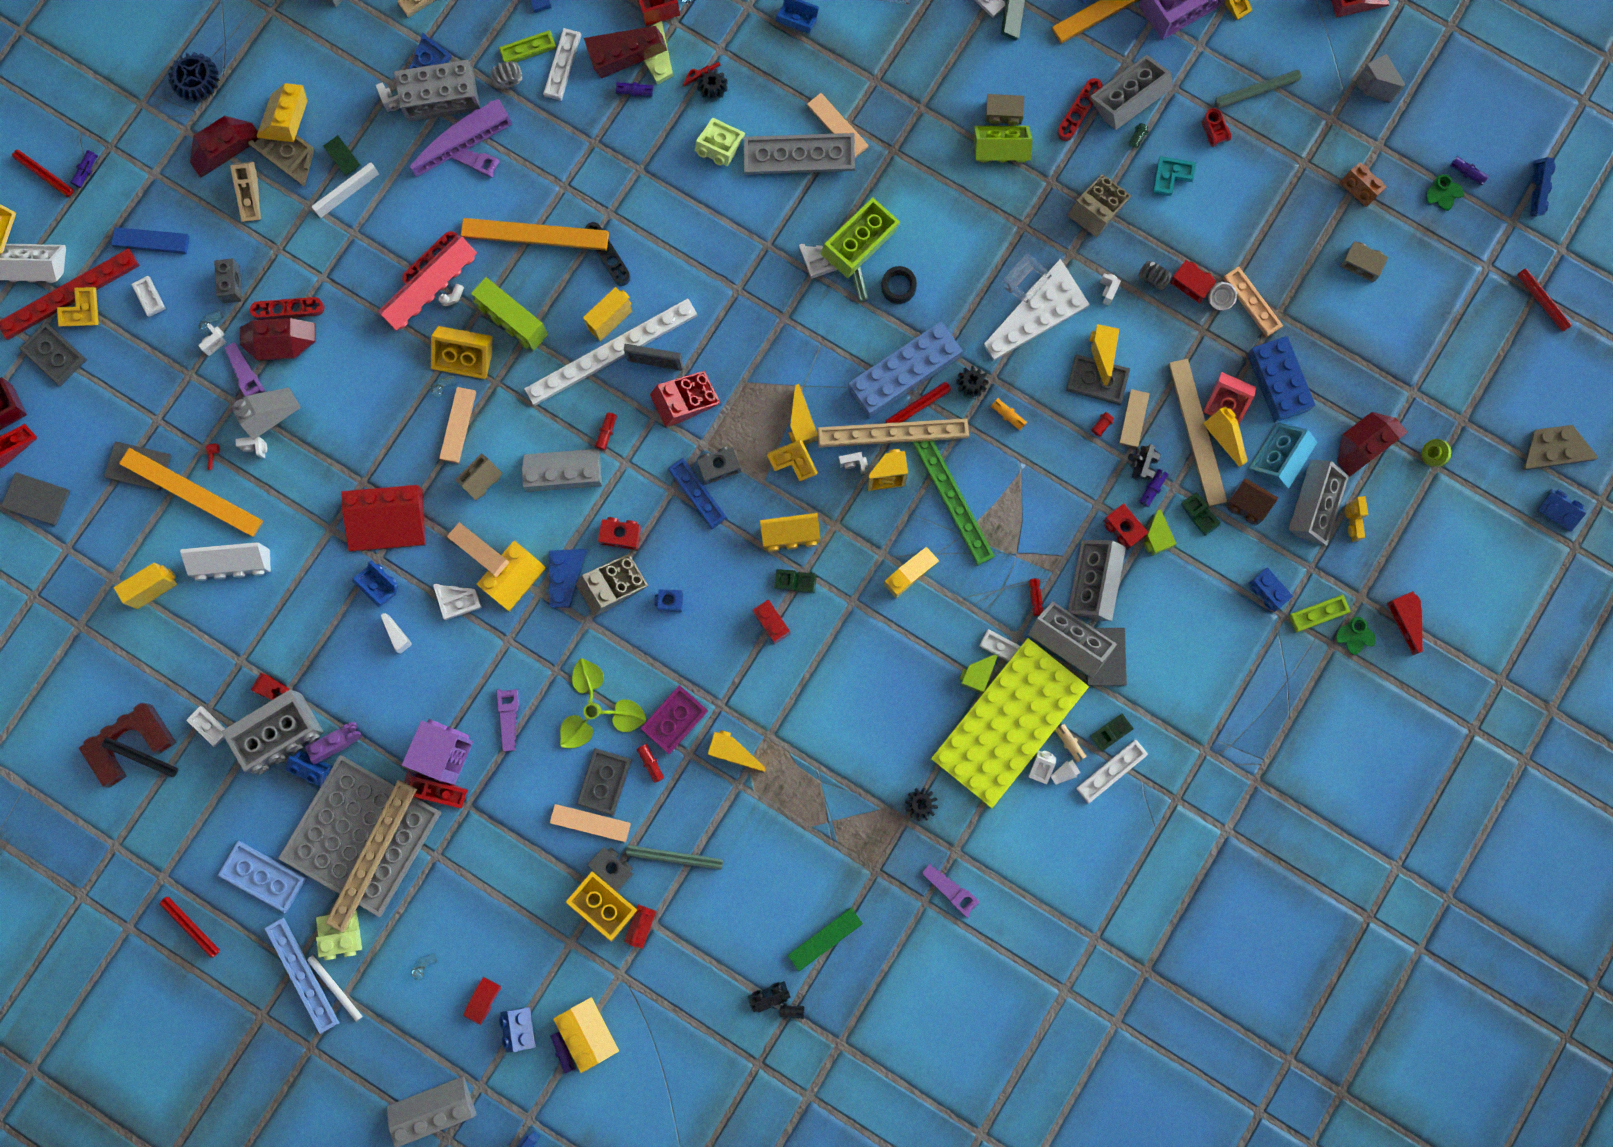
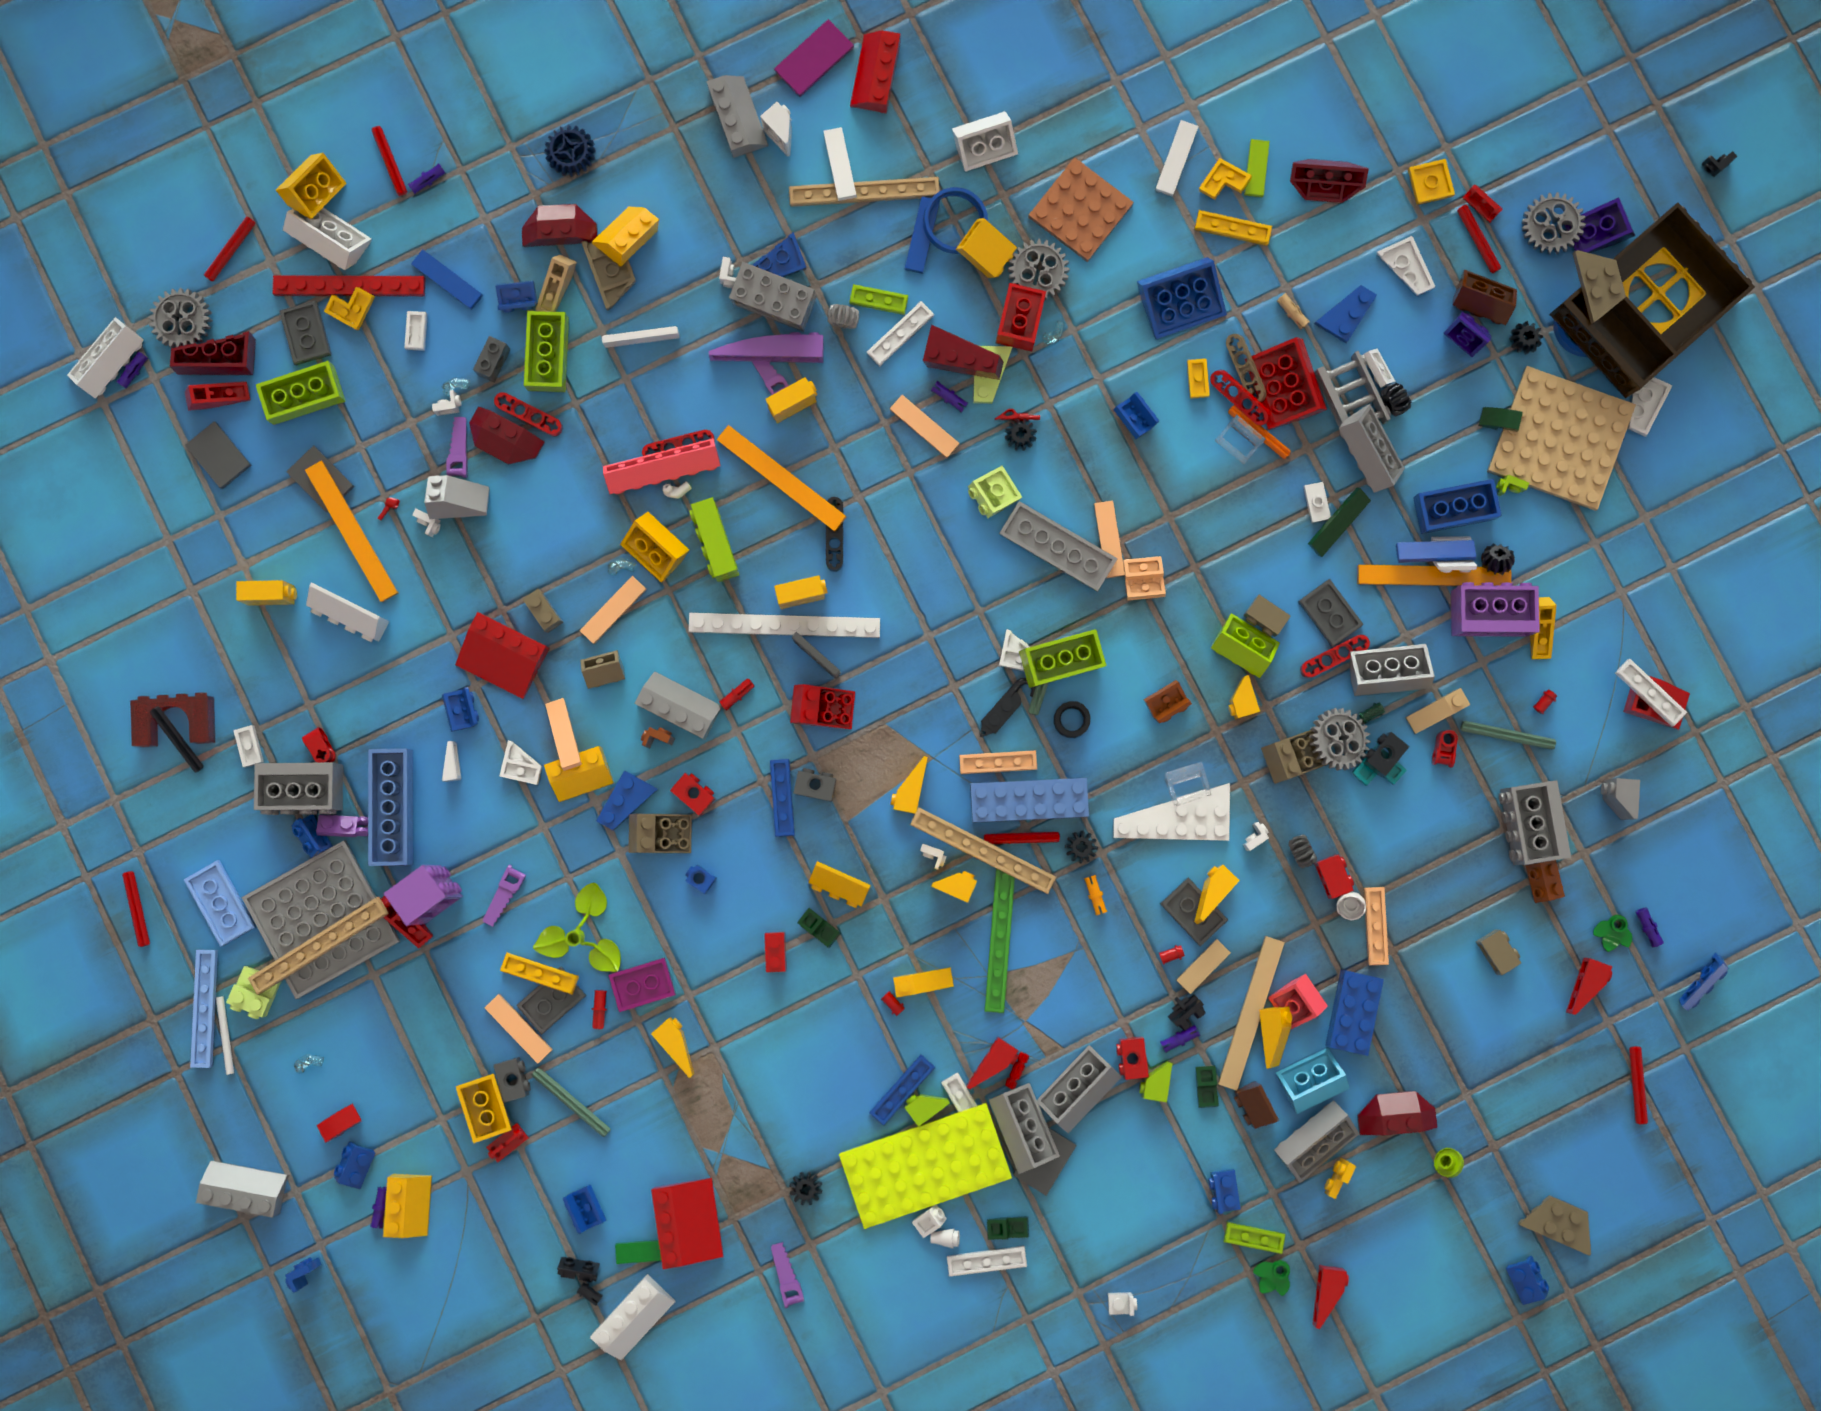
camera: 30 degrees right, 5 degrees up
(77, 403) = (300, 392): none -> lime brick
(218, 217) = (516, 296): none -> blue bracket
(271, 246) = (546, 351): none -> lime brick
(341, 155) = (656, 302): dark green slope -> none
(364, 701) = (390, 807): none -> medium blue brick
(397, 459) = (542, 610): none -> dark tan brick
(504, 165) = (791, 399): none -> yellow brick
(560, 501) = (660, 734): none -> dark orange bracket
(579, 764) = (539, 973): none -> yellow tile
(628, 125) = (924, 426): none -> light nougat tile
(742, 940) = (584, 1209): none -> blue bracket
(795, 455) = (885, 818): yellow plate -> none
(837, 310) = (1003, 708): none -> black plate
(838, 896) = (687, 1223): none -> red slope
(842, 1009) = (632, 1318): none -> white slope
(859, 356) = (998, 762): none -> light nougat tile
(886, 139) = (1144, 578): none -> light nougat slope
(897, 605) = (895, 1006): none -> red pin
(950, 672) = (902, 1090): none -> blue tile
(968, 224) = (1167, 702): none -> dark orange bracket
(1013, 596) = (996, 1060): none -> red slope
(1029, 185) = (1243, 700): none -> yellow slope
(1054, 78) = (1330, 613): none -> dark grey tile
(1070, 743) = (966, 1215): tan pin -> none
(1126, 170) = (1324, 741): none -> light grey gear
(1171, 168) = (1396, 749): none -> black brick
(1190, 101) = (1437, 710): none -> tan slope
(1247, 735) = (1121, 1303): none -> white bracket
(1270, 45) = (1545, 701): none -> red pin
(1325, 140) = (1534, 823): none -> light grey brick
(1451, 240) = (1590, 980): none -> red slope

